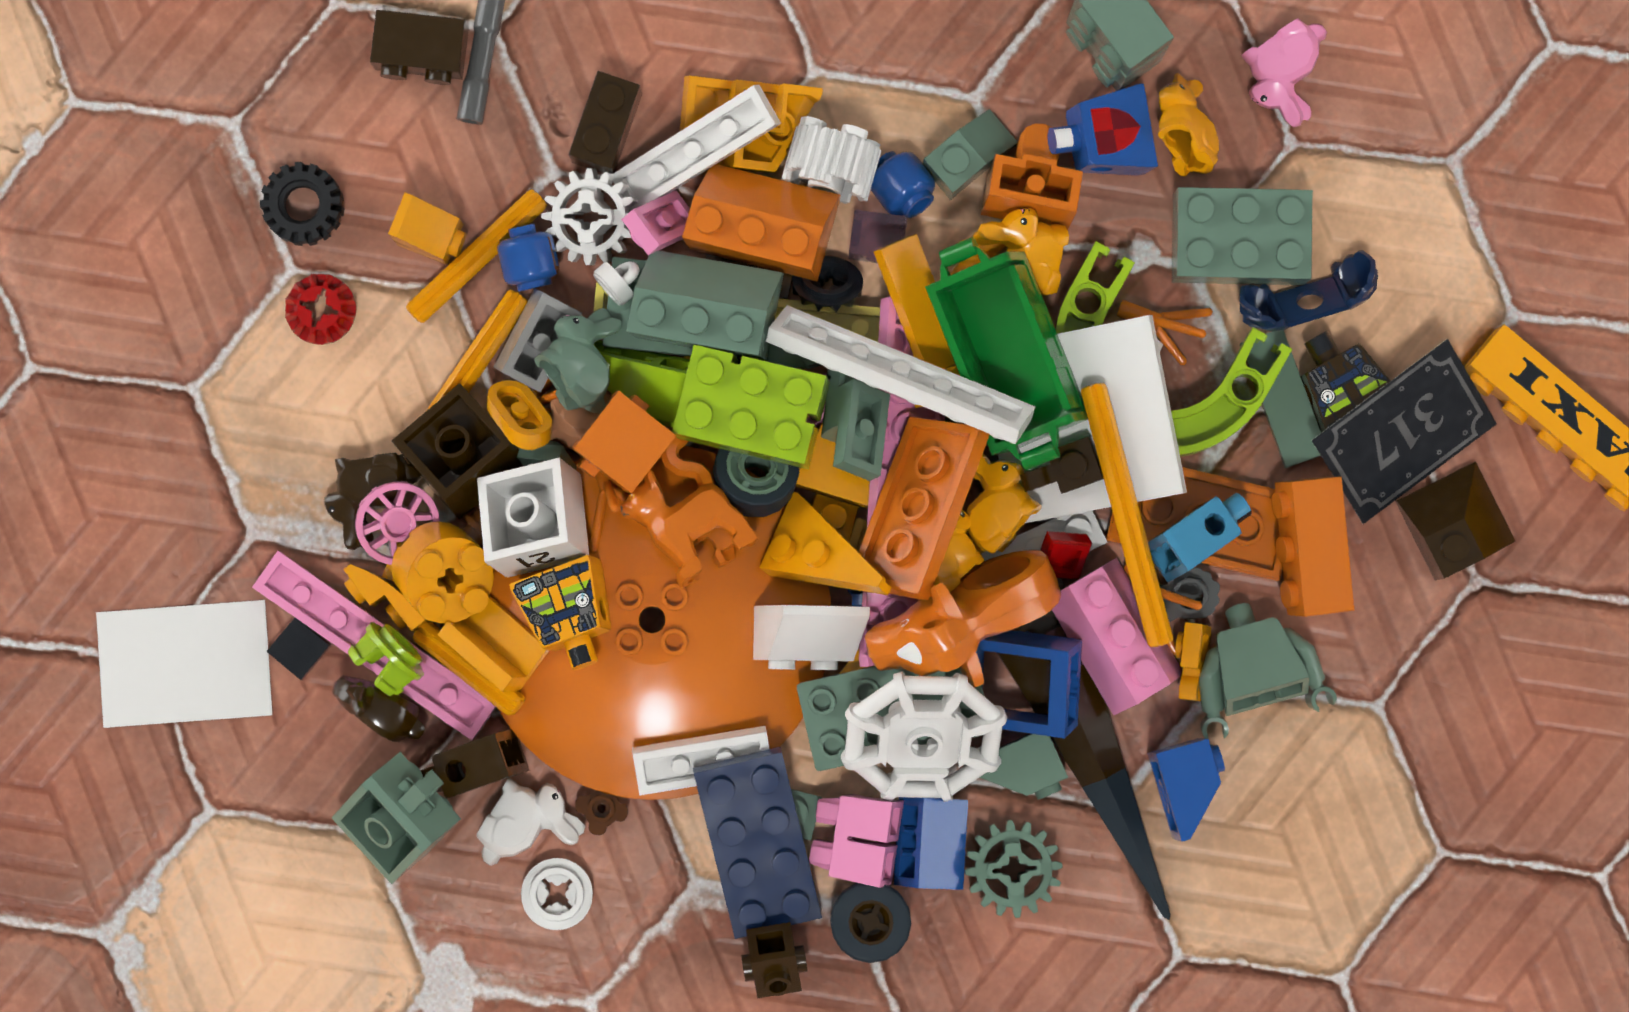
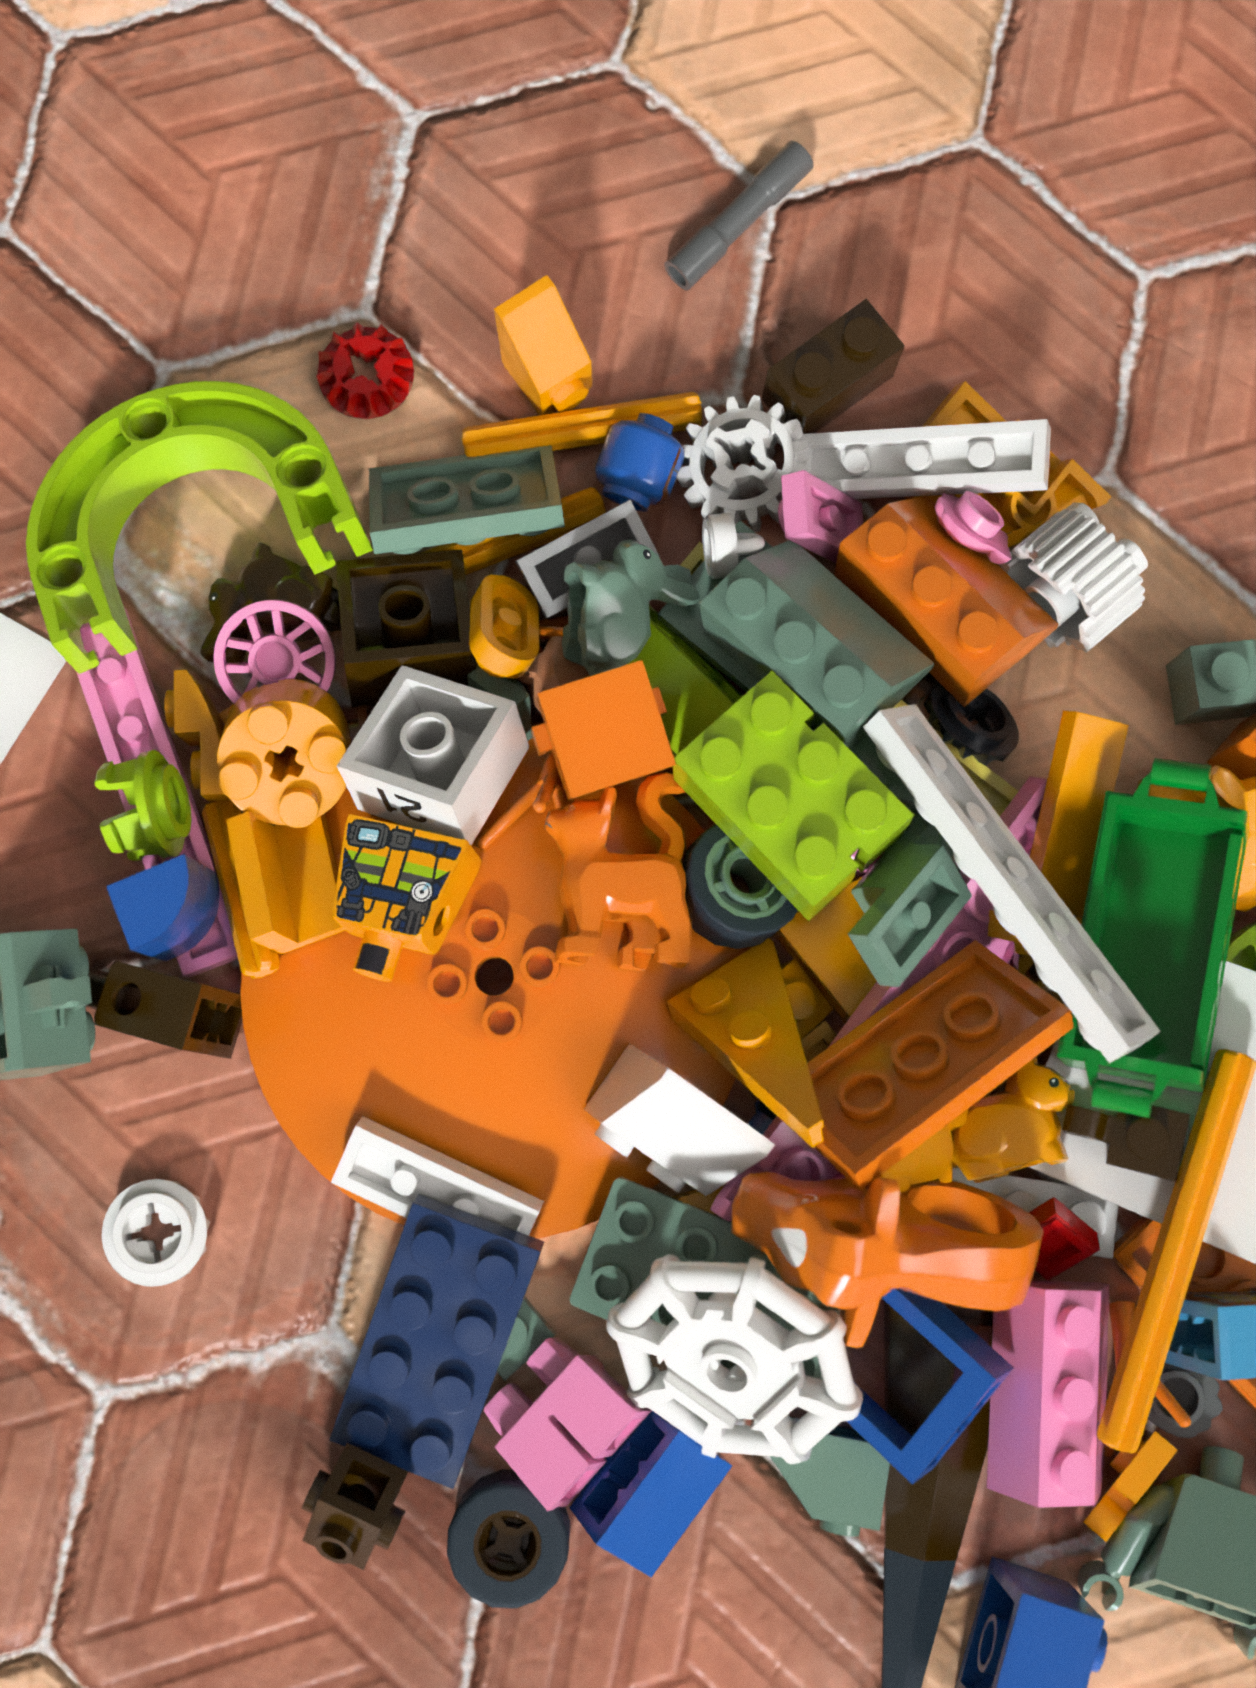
camera: 35 degrees right, 5 degrees down
(217, 470) = (140, 449): none -> lime piece
(298, 648) = (64, 734): black tile -> none
(302, 177) = (423, 210): black tyre -> none
(386, 715) = (88, 856): dark brown animal -> none
(419, 46) = (678, 154): dark brown brick -> none
(439, 351) = (463, 500): none -> sand green plate
(443, 705) = (166, 907): none -> blue brick
(521, 817) = (175, 1109): white animal -> none
(600, 821) = (266, 1178): reddish brown plate -> none
(752, 169) = (974, 525): none -> bright pink animal
(874, 232) = (1059, 689): panel -> none
(903, 184) = (1137, 666): blue head -> none
(1014, 889) = (754, 1613): sand green gear -> none

